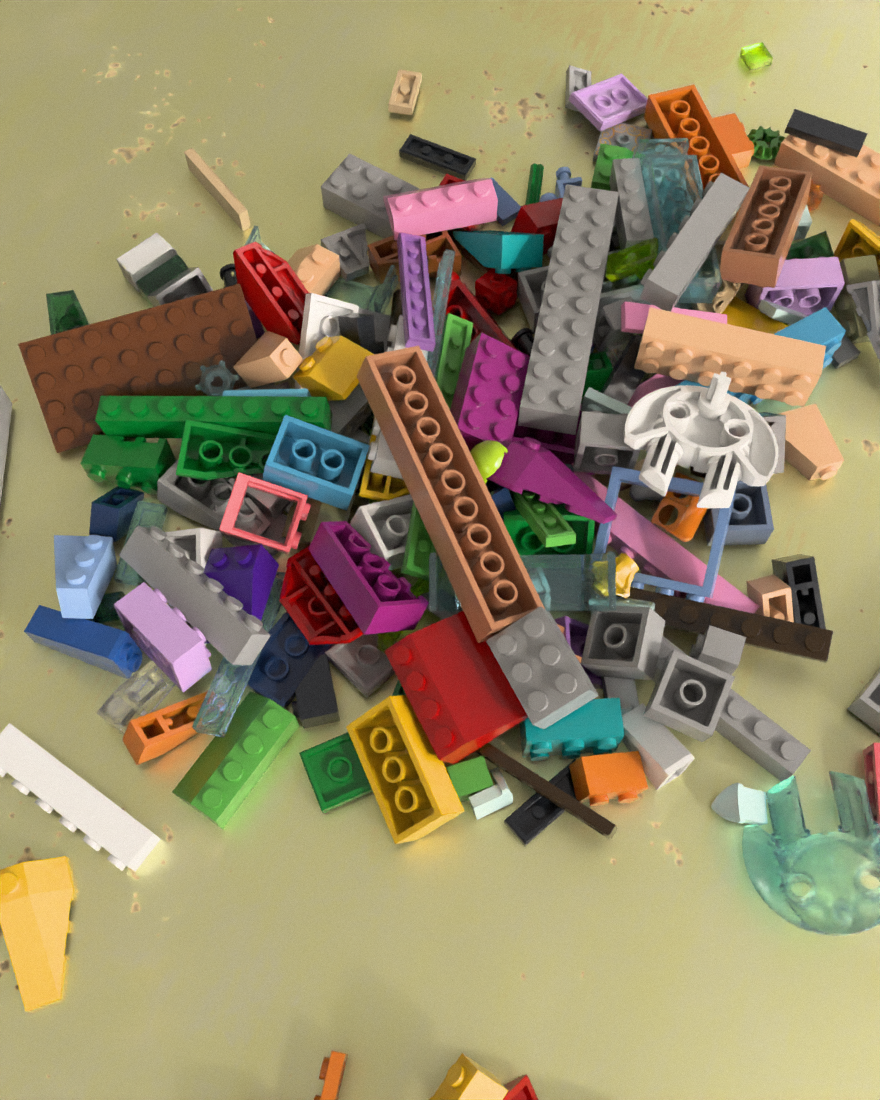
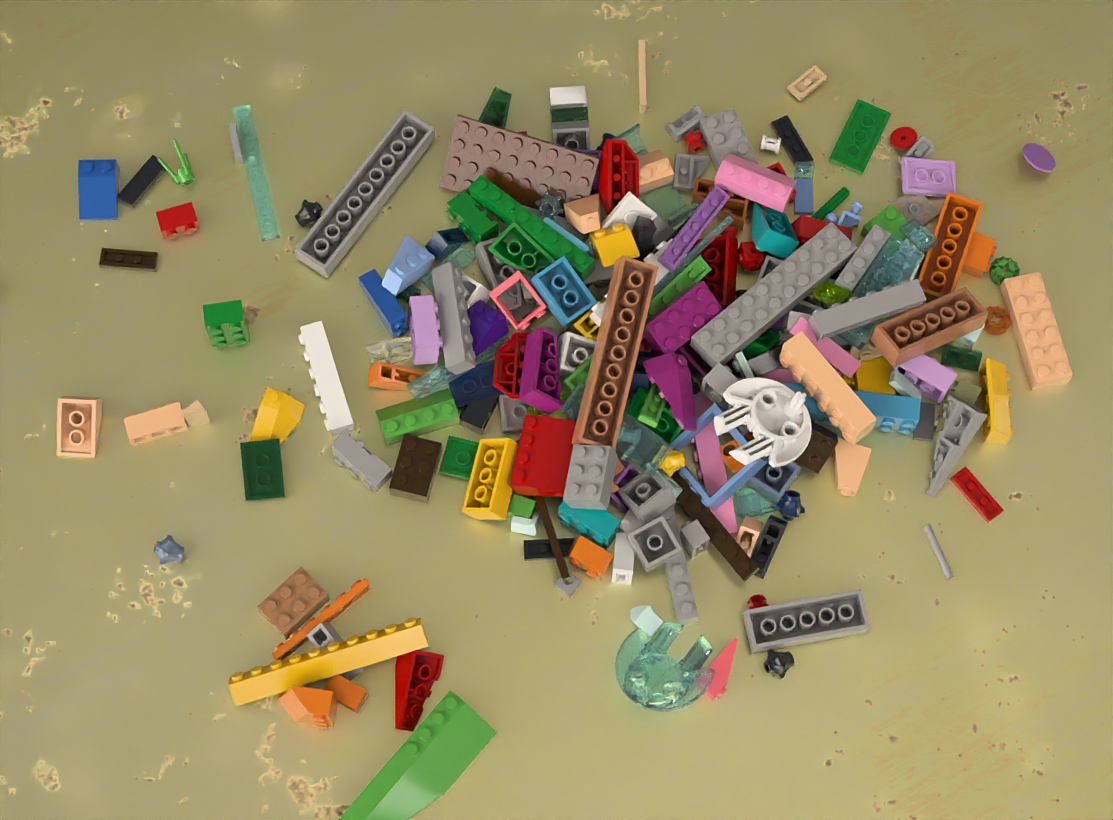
camera: 35 degrees right, 5 degrees up
(62, 1001) = (262, 469): none -> dark green plate
(201, 879) = (360, 461): none -> light grey wedge
(286, 831) = (415, 468): none -> dark brown brick
(307, 208) = (685, 124): none -> light grey hinge
(332, 218) = (695, 142): none -> red wheel
(417, 170) = (770, 144): none -> white bush
(477, 169) = (804, 170): none -> clear light blue plate
(488, 457) = (648, 352): lime hair -> none
(504, 111) = (859, 137): none -> green tile
(550, 84) = (903, 137): none -> red piece
(600, 843) = (568, 589): none -> light grey tile
(698, 20) = (1039, 157): none -> medium lavender piece
(744, 559) = (752, 504): none -> clear light blue slope
(756, 56) = (1057, 207): clear neon green tile -> none
(787, 532) = (790, 505): none -> dark blue rock
(825, 133) = (1032, 292): black tile -> none
(853, 678) = (757, 601): none -> red plate

